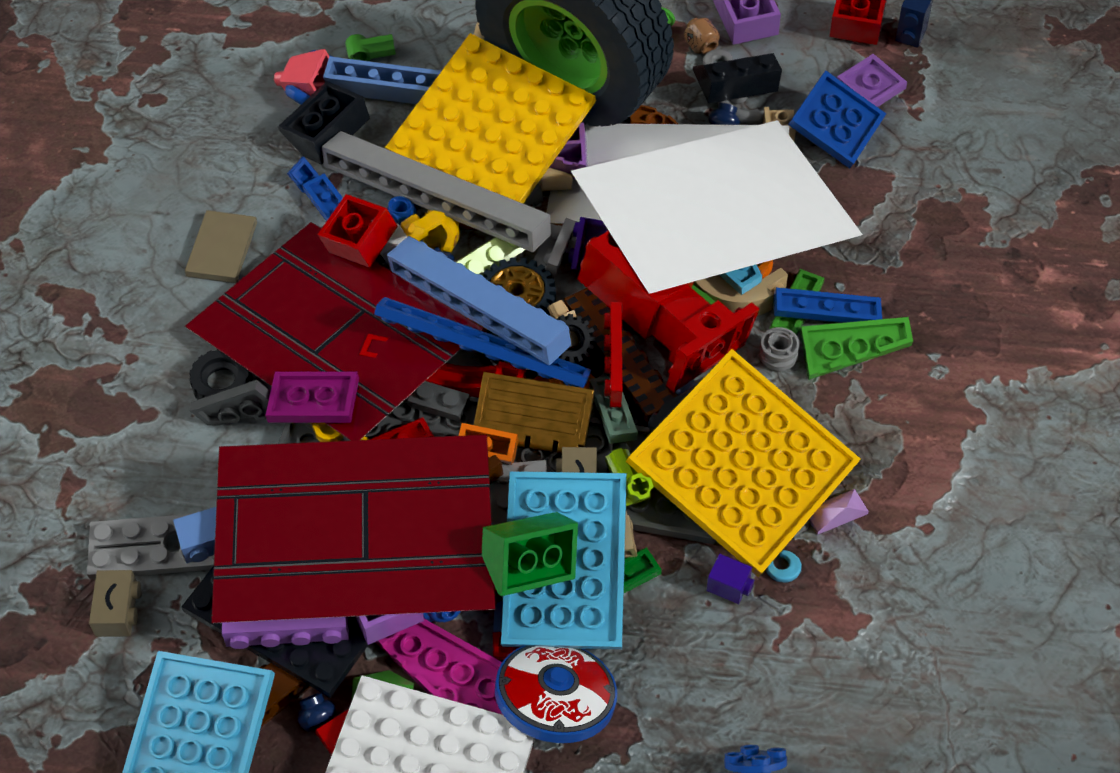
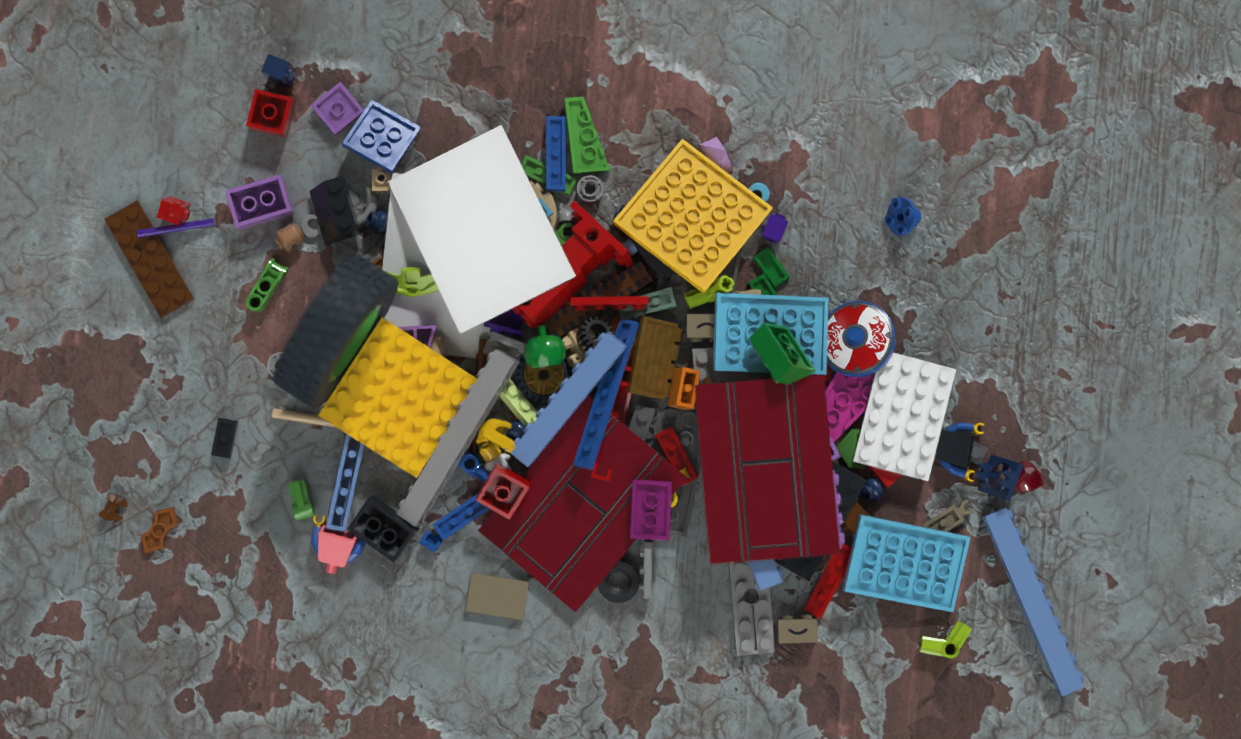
camera: 90 degrees left, 30 degrees up
(158, 636) = (828, 582): none -> red plate
(548, 276) = (544, 350): none -> green piece
(644, 134) = (413, 283): none -> lime plate
(670, 581) = (771, 267): none -> green tile

